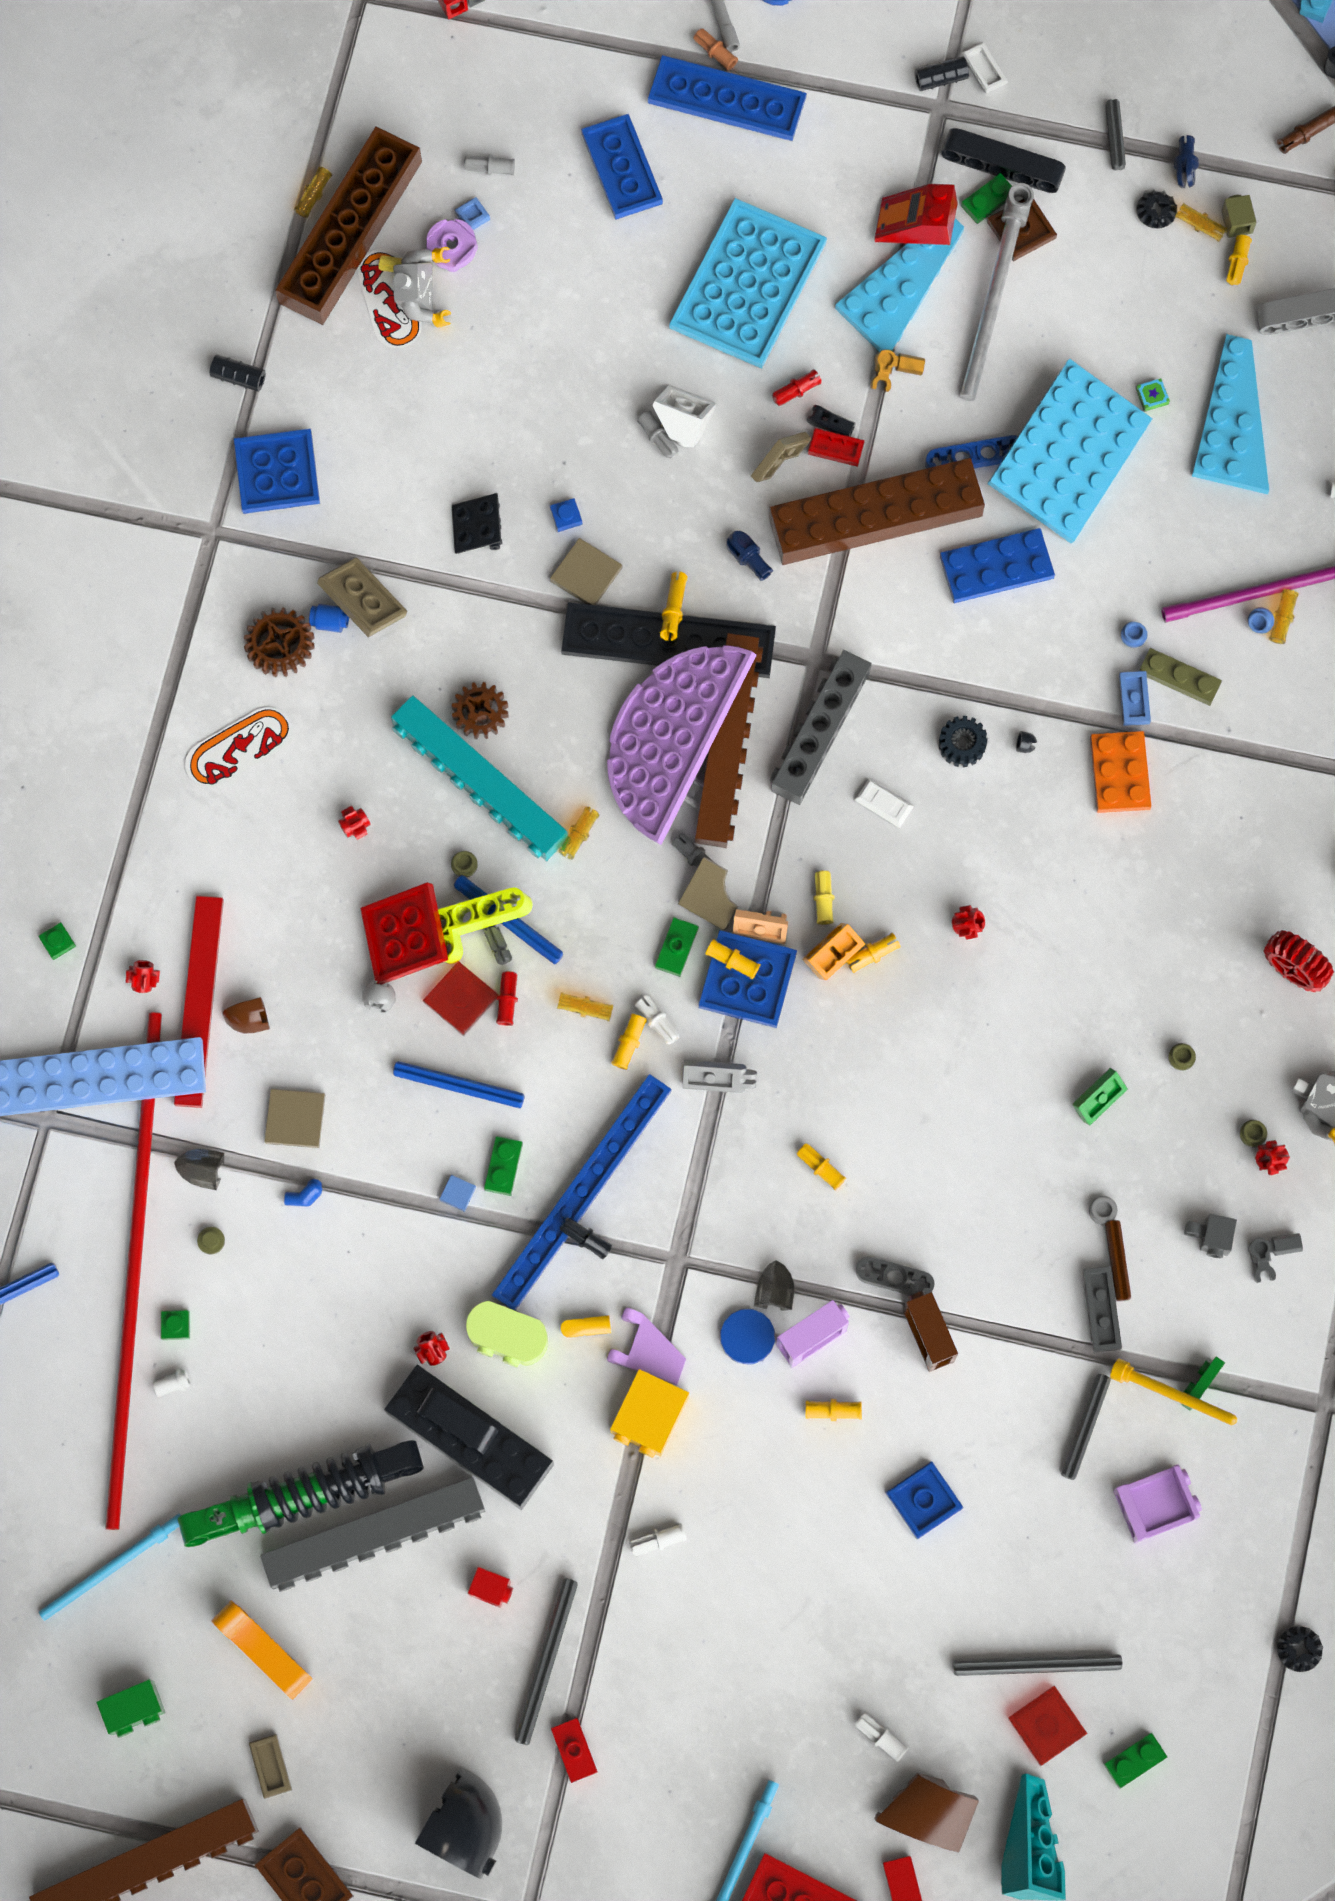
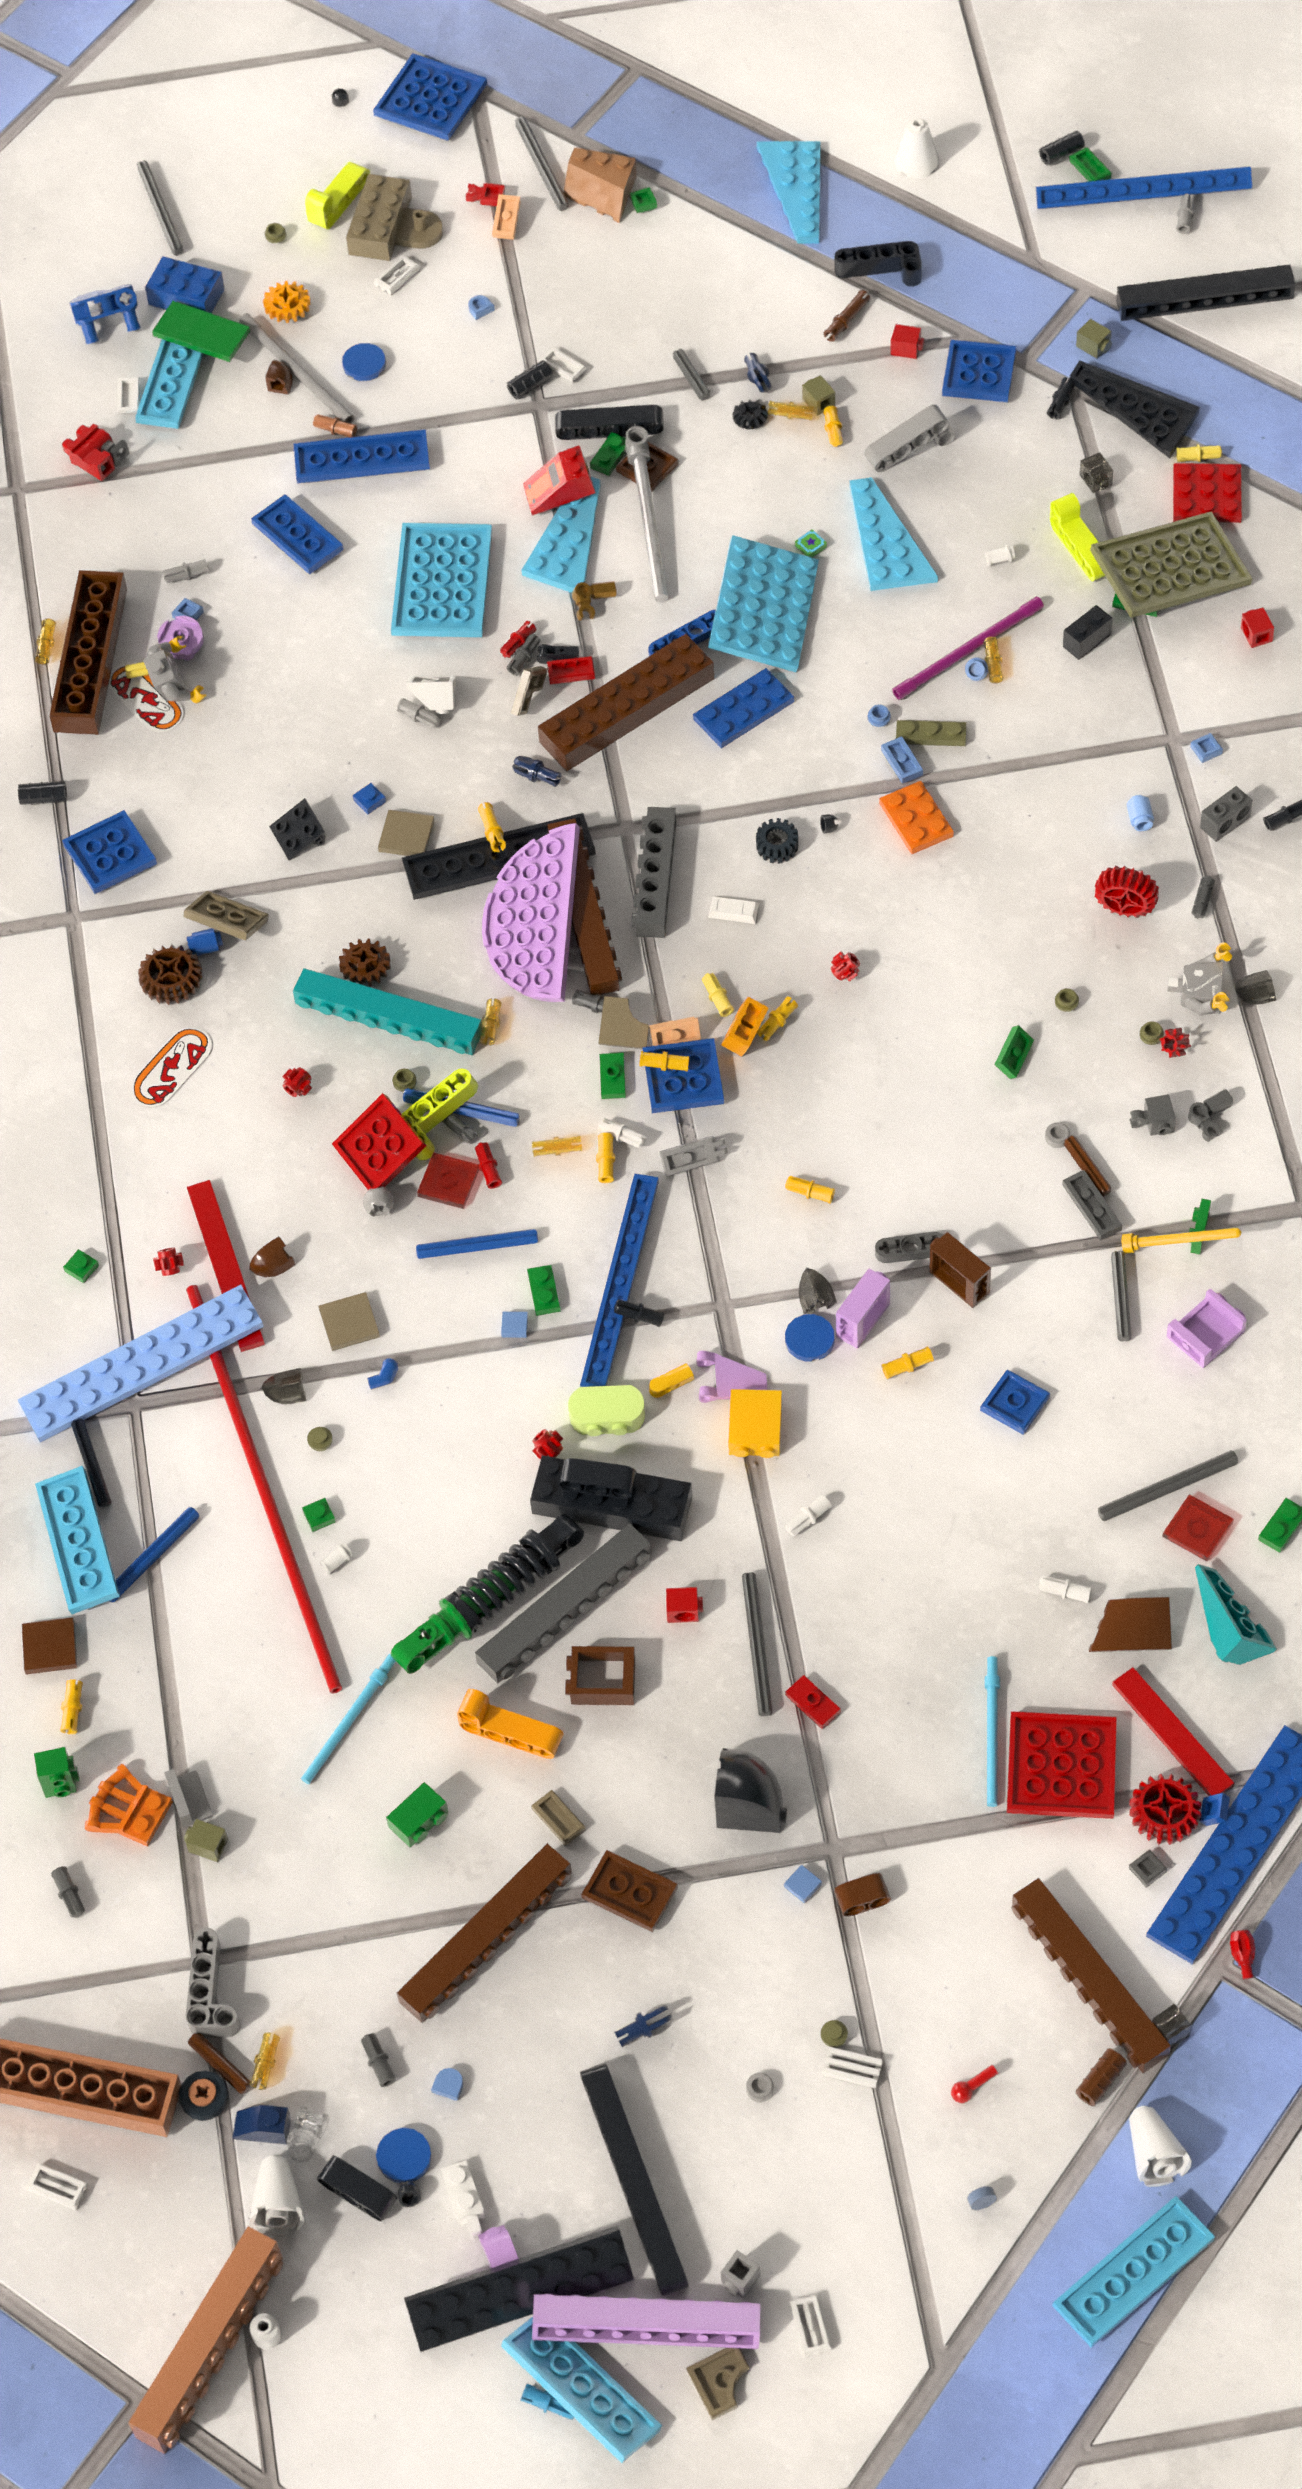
camera: 20 degrees left, 15 degrees down
(402, 1643) = (601, 1696): none -> reddish brown window
(795, 408) = (523, 654): none -> dark grey axle

